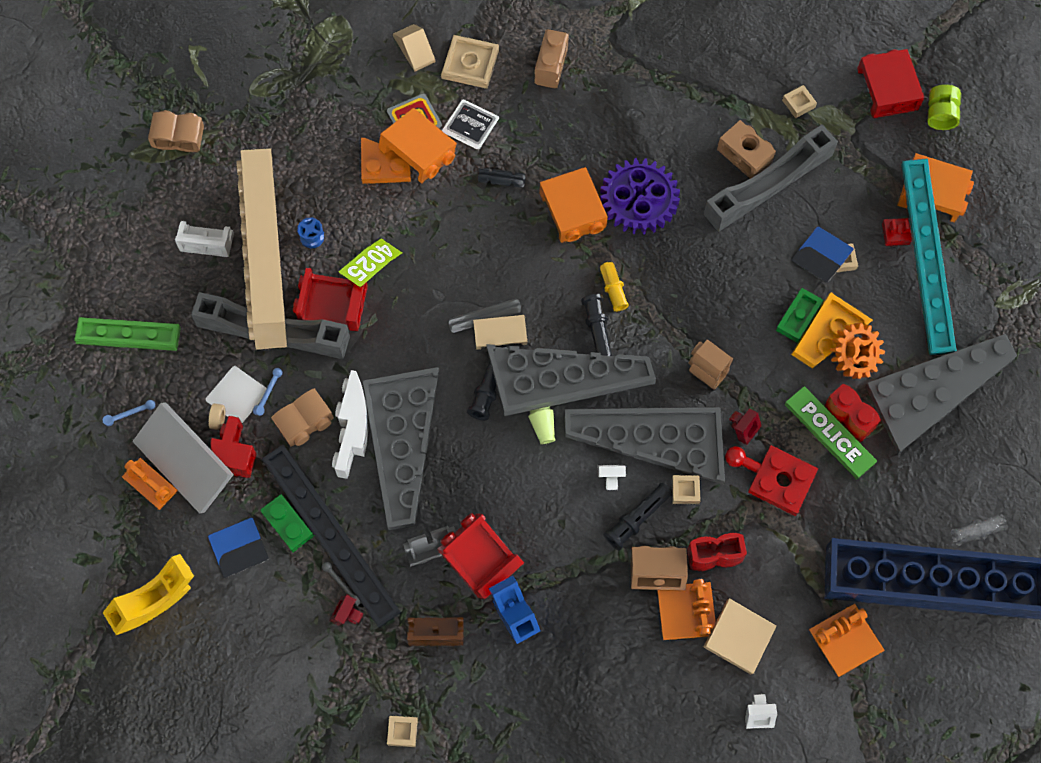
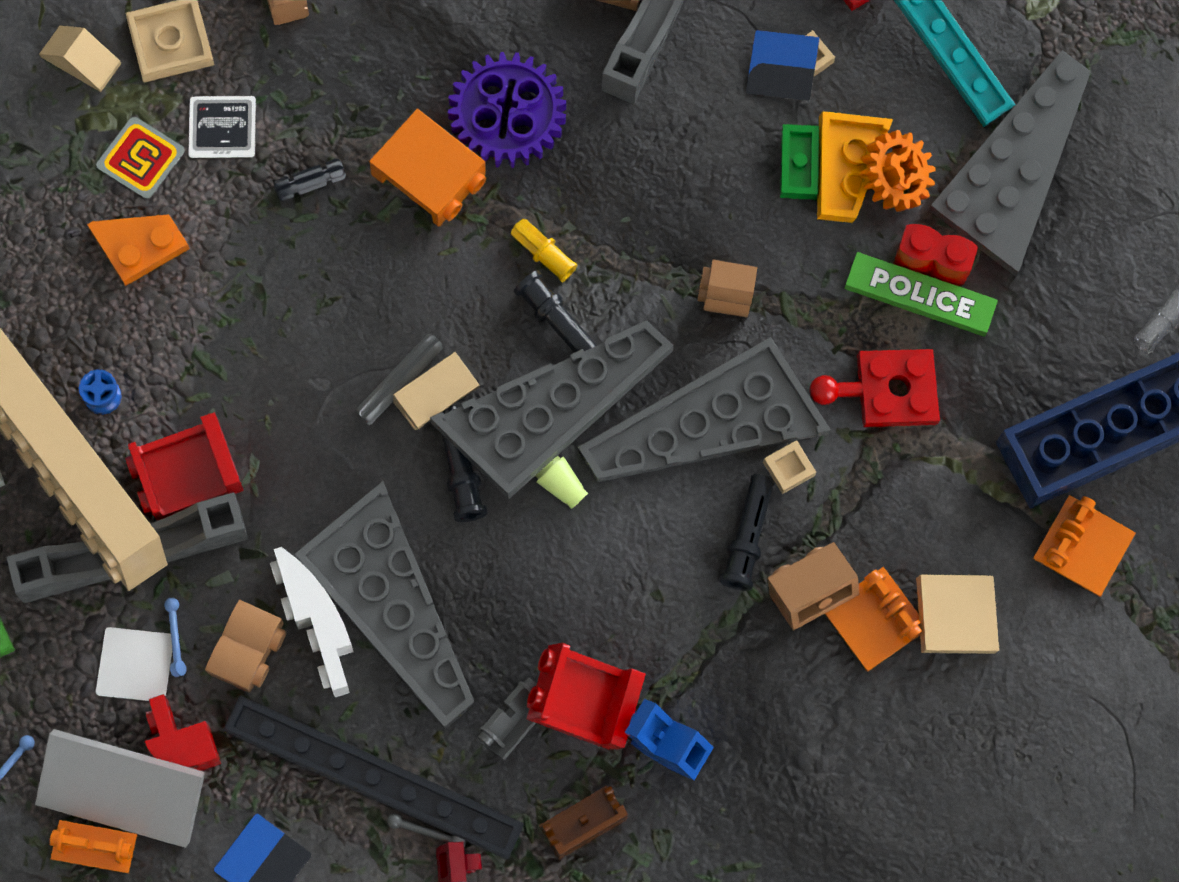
camera: 35 degrees left, 5 degrees up
(217, 416) = (130, 708): tan tile -> none
(287, 523) = (307, 795): green plate -> none
(369, 262) = (207, 390): lime sticker -> none
(418, 144) = (175, 192): orange panel -> none
(611, 473) = (684, 498): white tile -> none
(724, 551) = (867, 527): red brick -> none
(745, 425) = (814, 343): dark red tile -> none
(760, 714) = (1035, 695): white tile -> none

